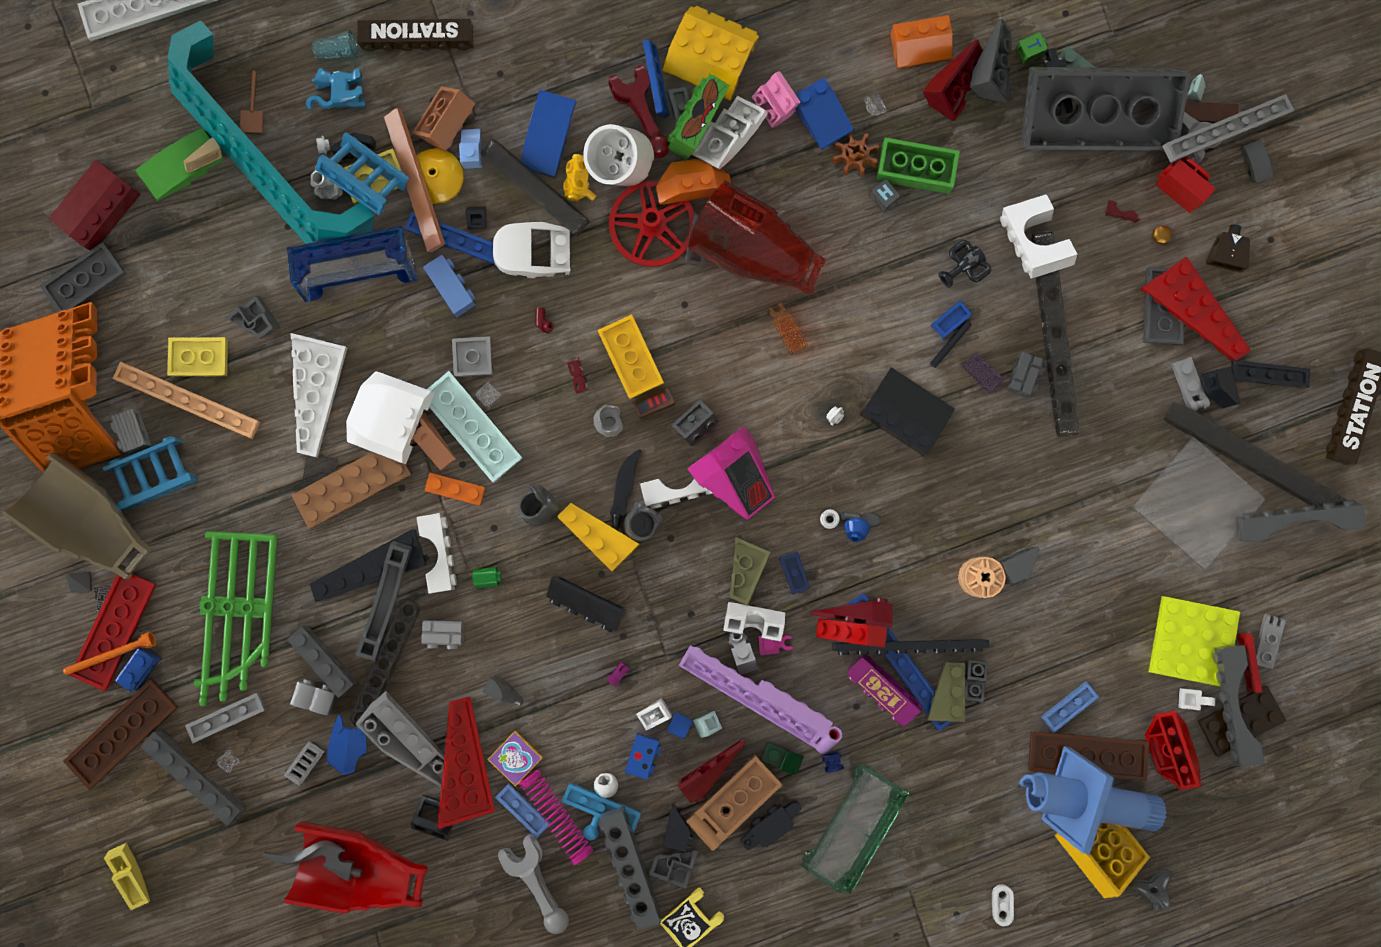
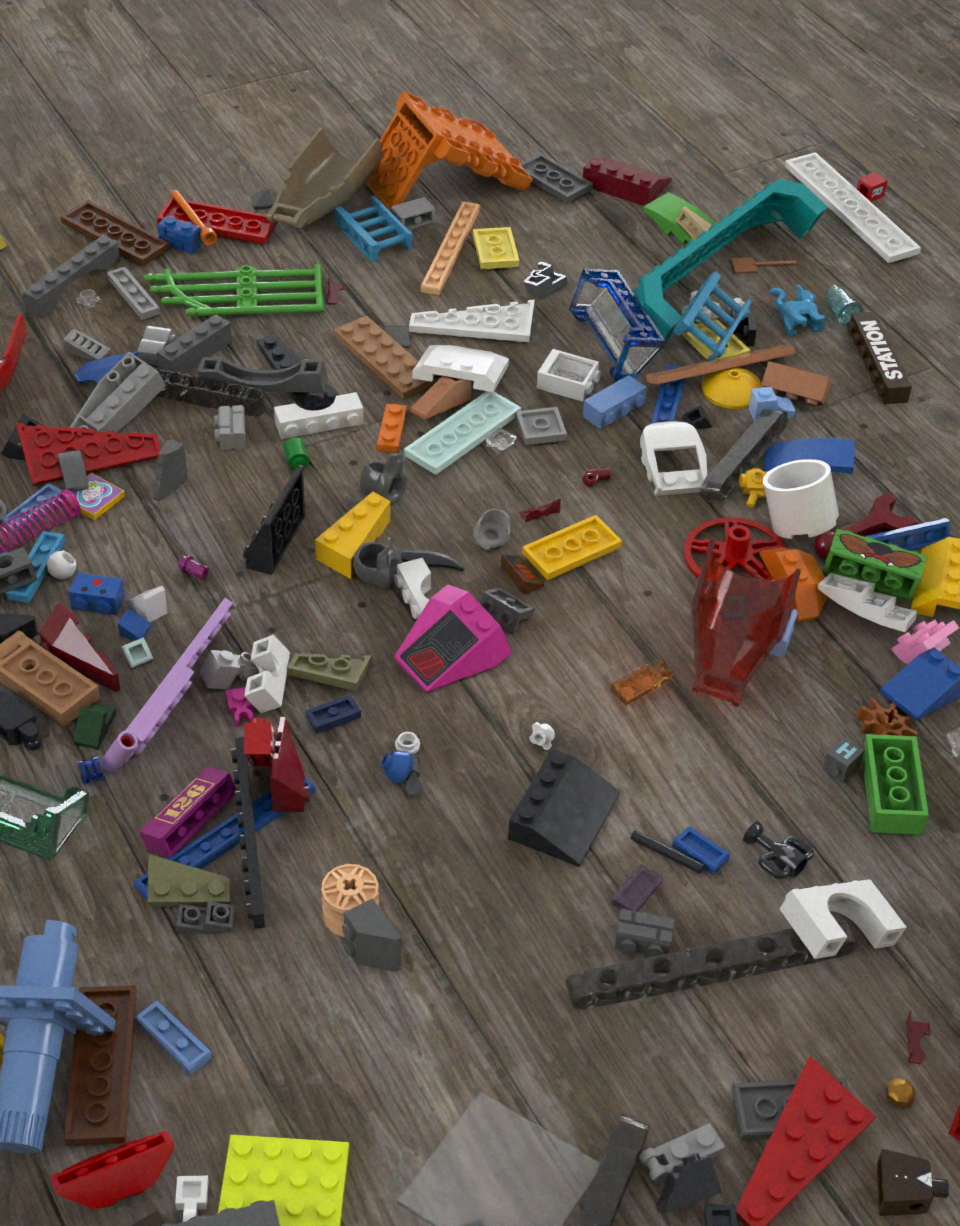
camera: 80 degrees right, 40 degrees down
(236, 521) = (333, 288): none -> dark red piece
(407, 318) = (568, 375): none -> white window
(492, 776) = (73, 470): none -> dark grey slope

